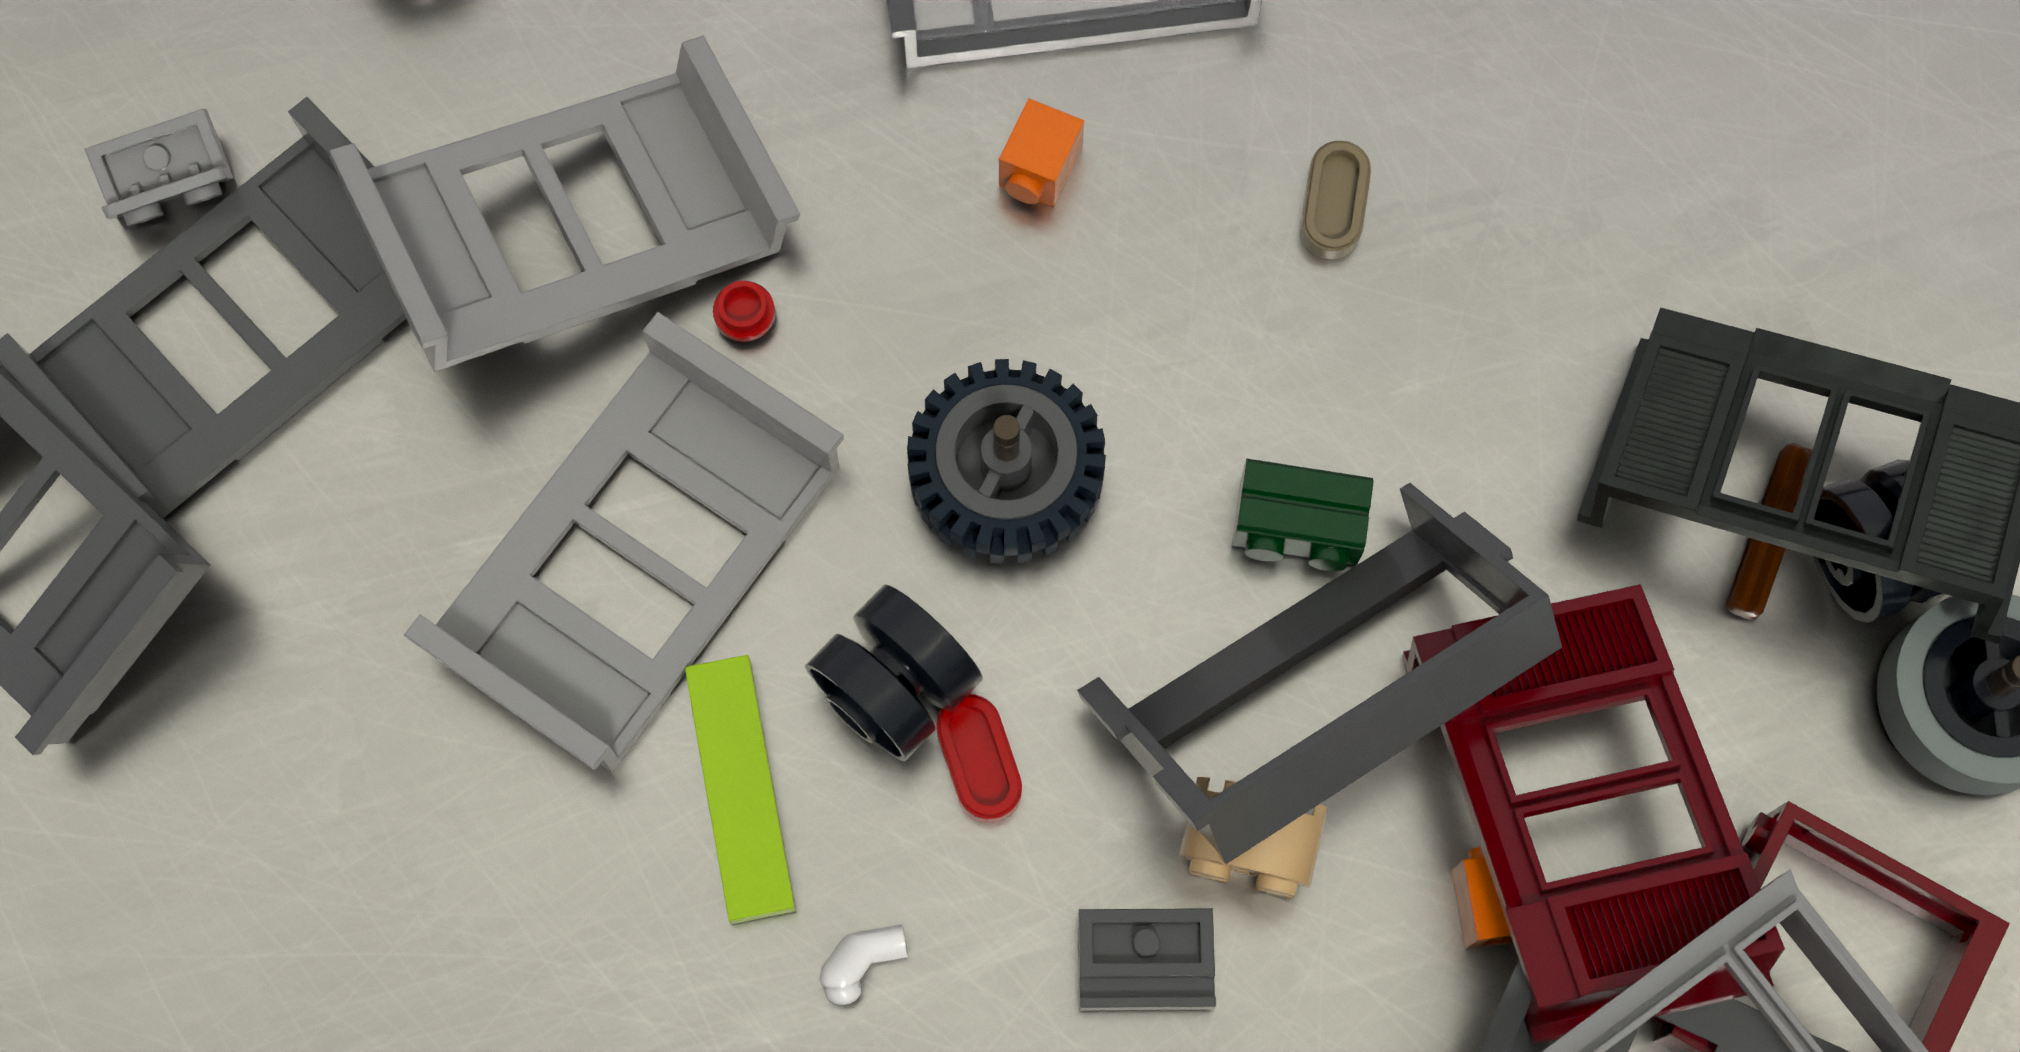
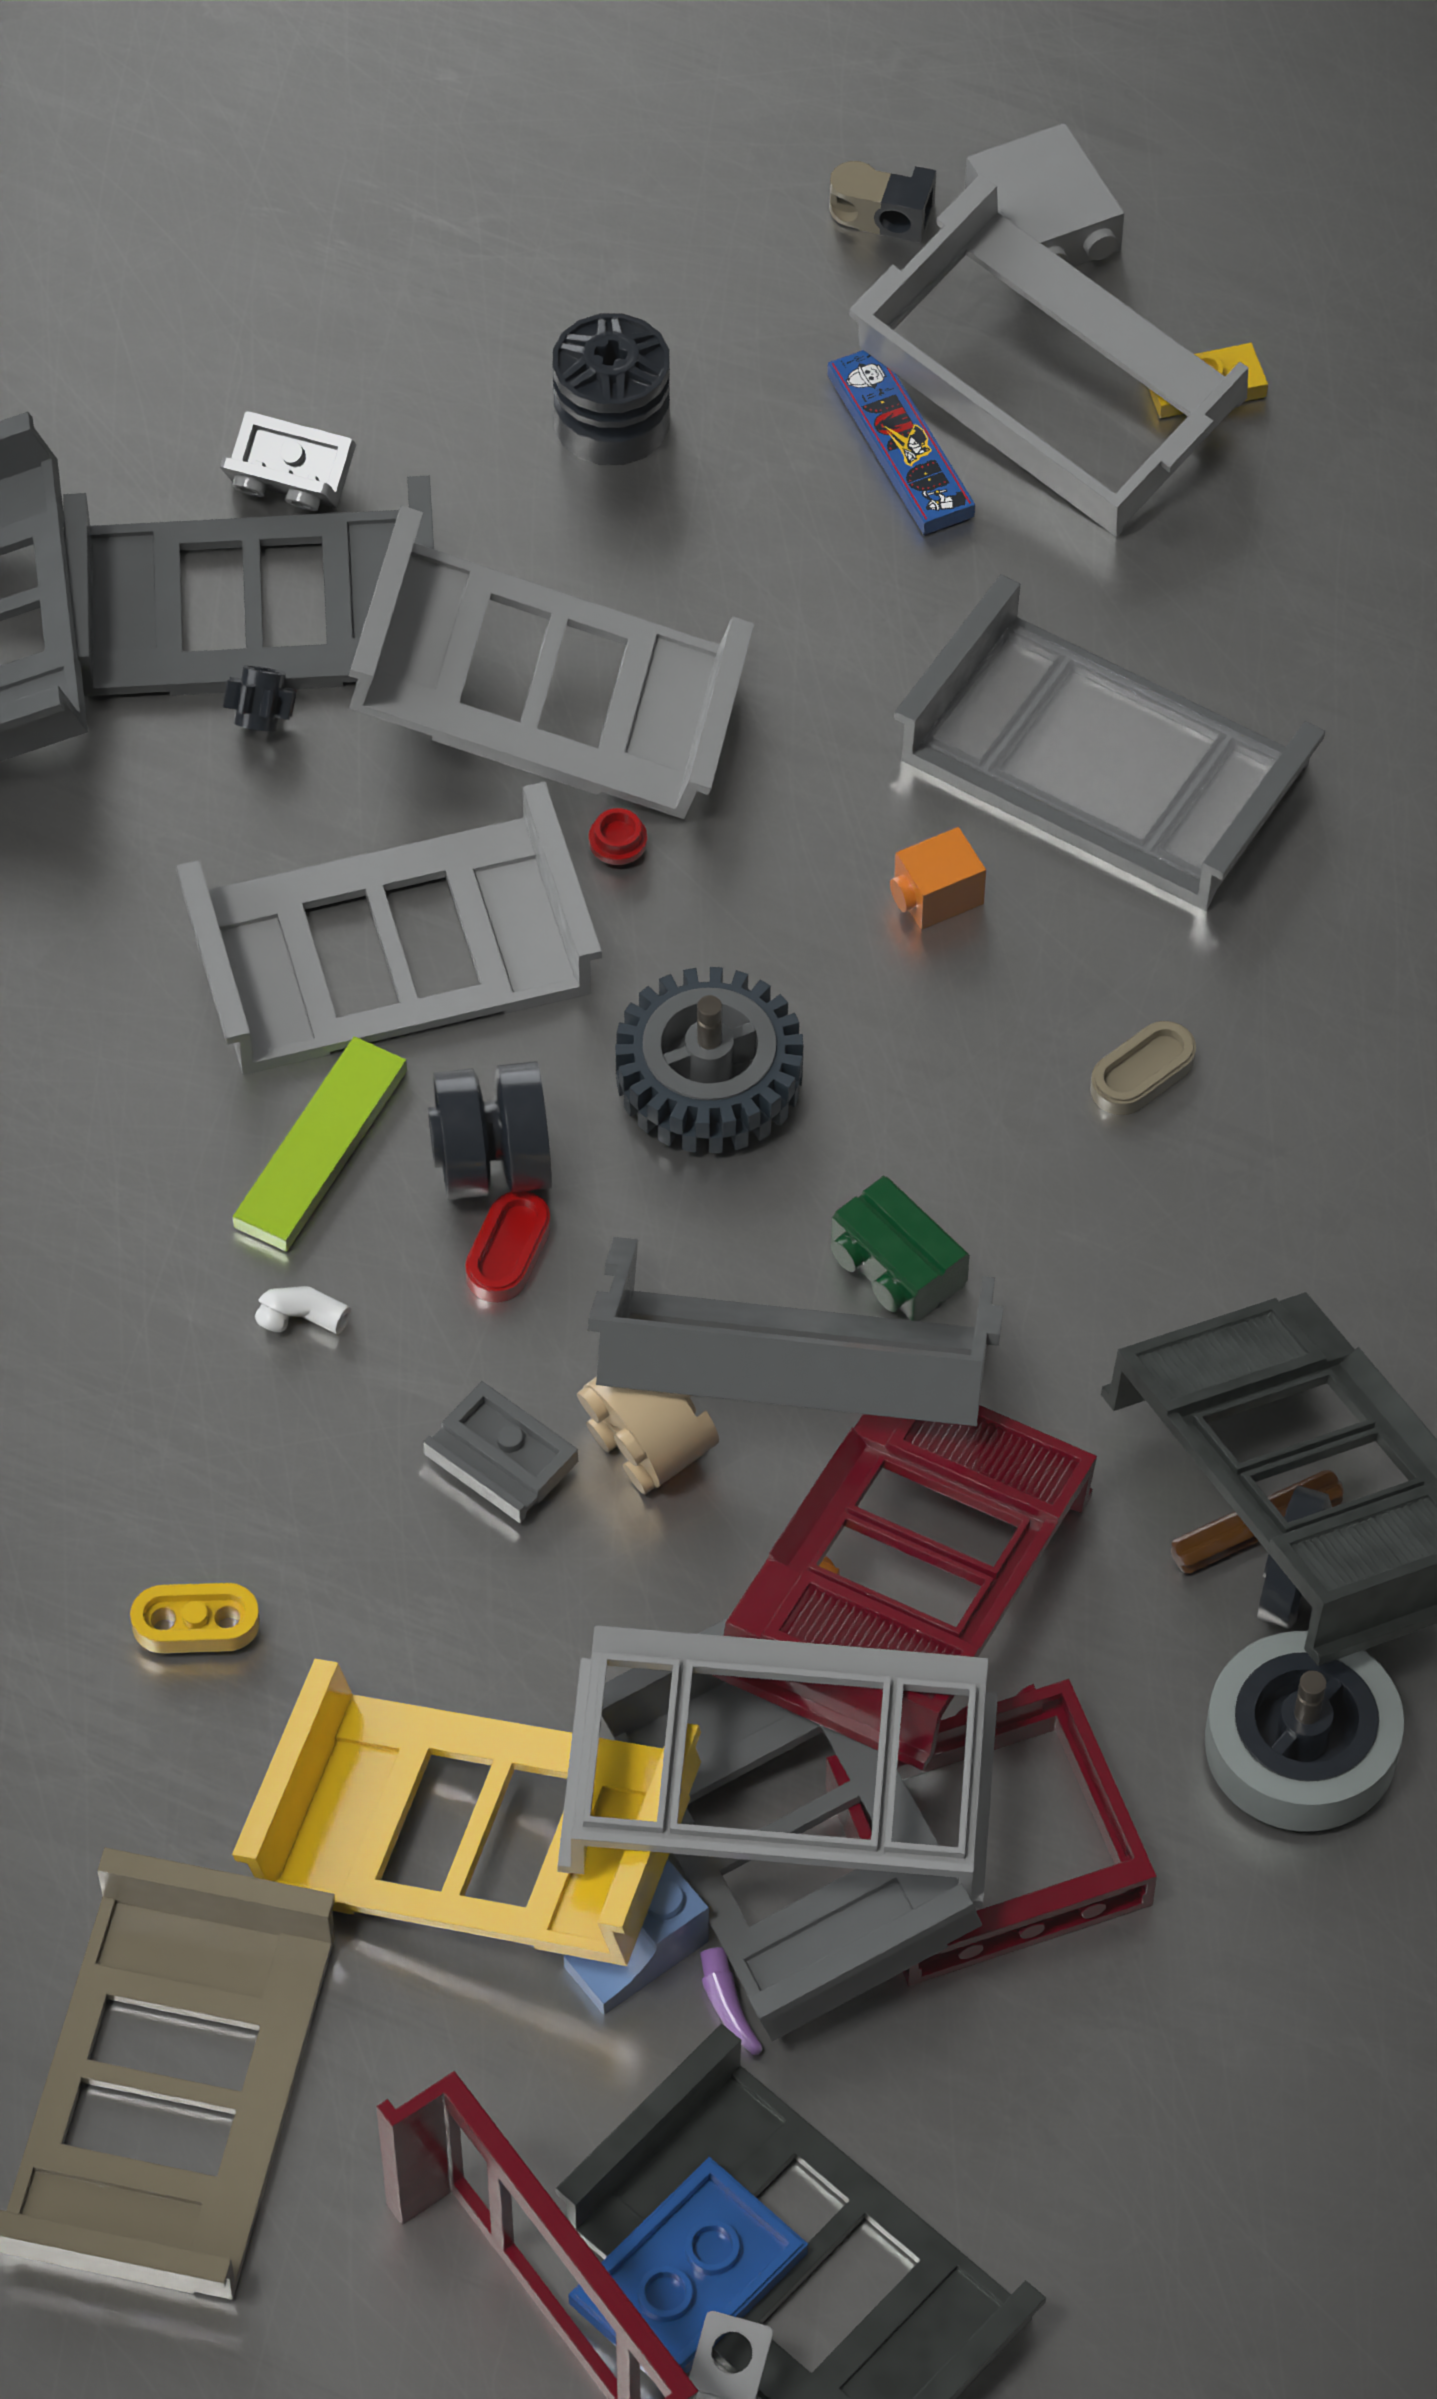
camera: 40 degrees right, 15 degrees down
(329, 411) = (259, 698): none -> black gear

